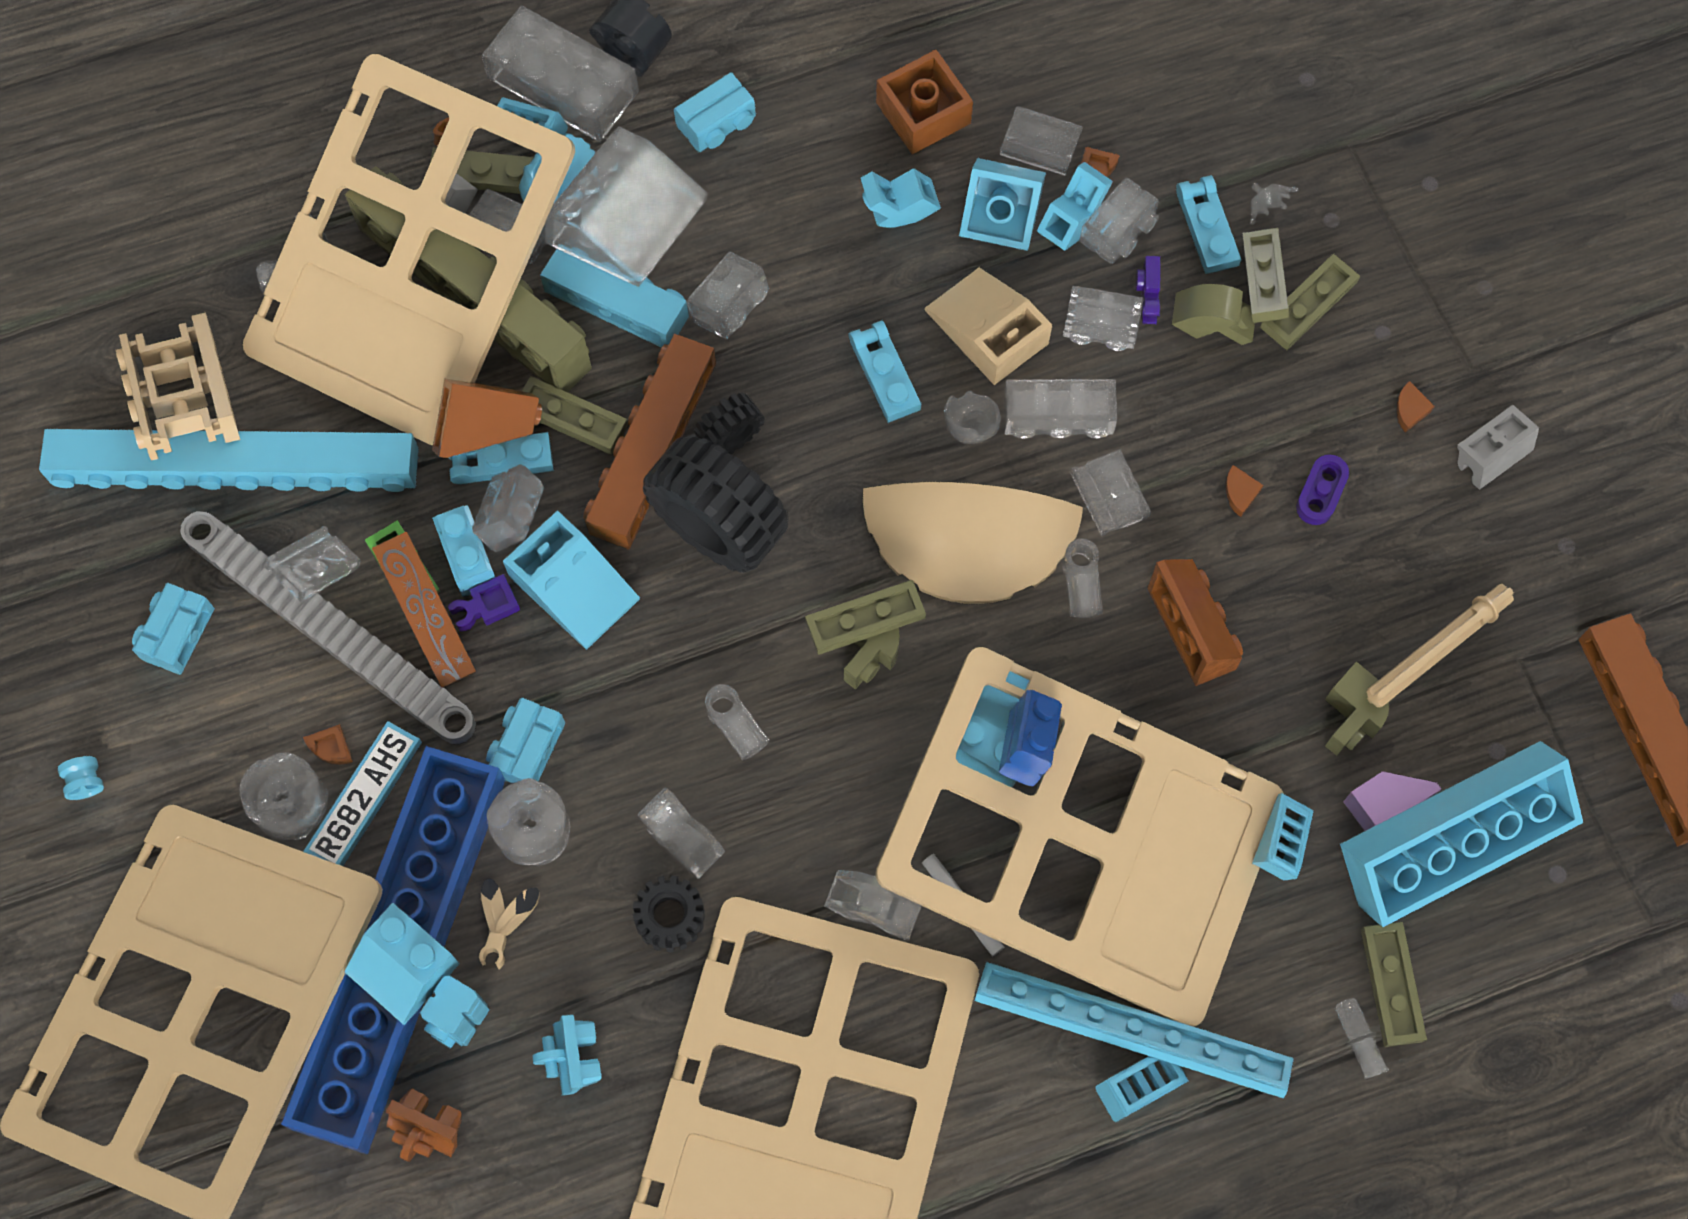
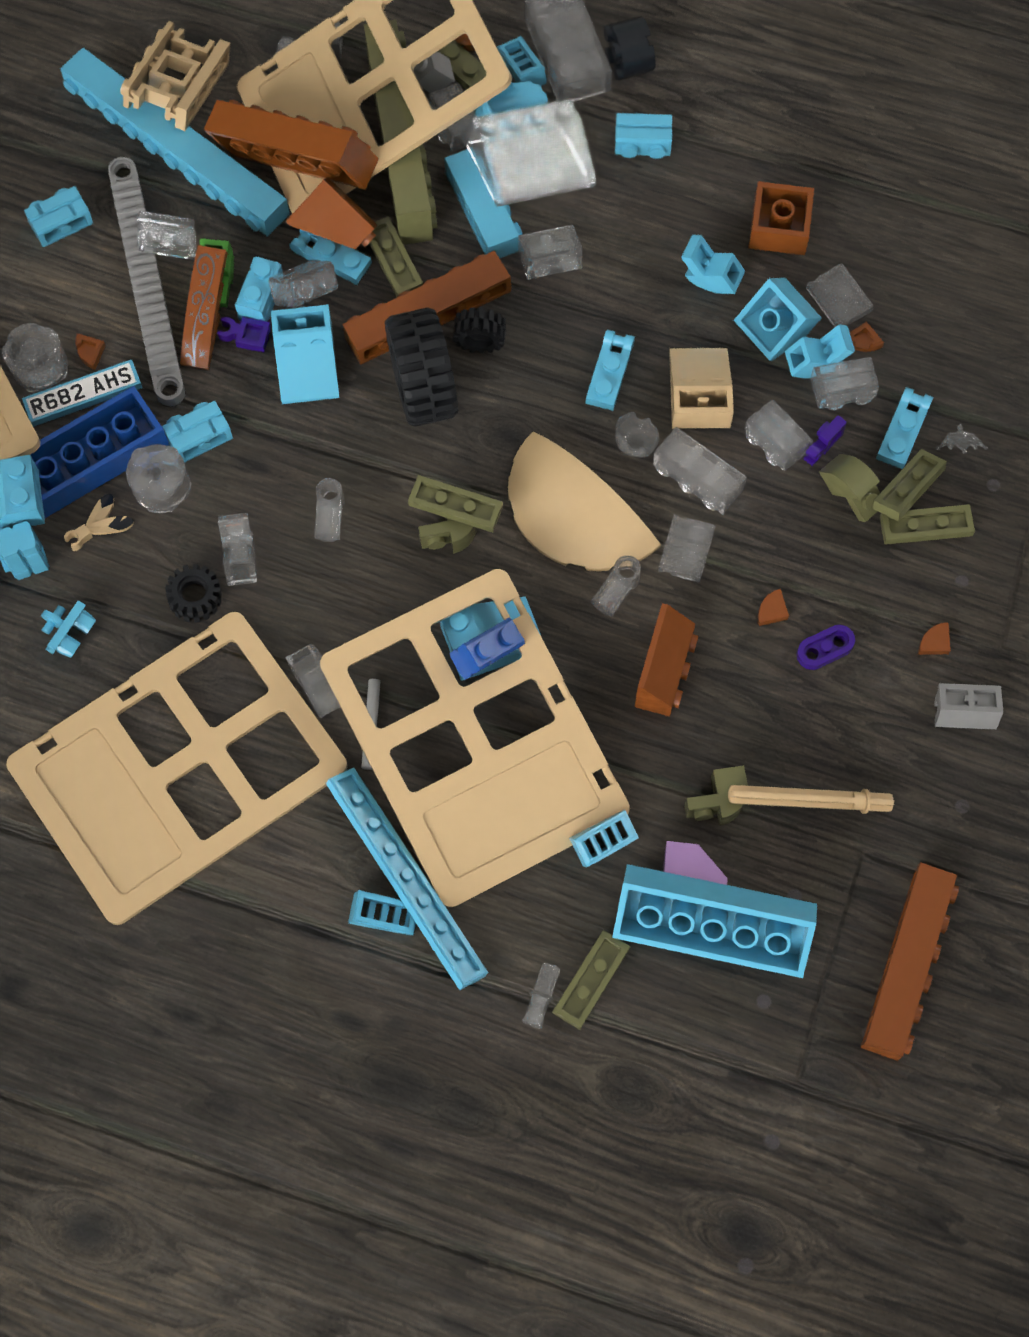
camera: 40 degrees right, 0 degrees up
(376, 370) = (292, 143): none -> dark orange brick

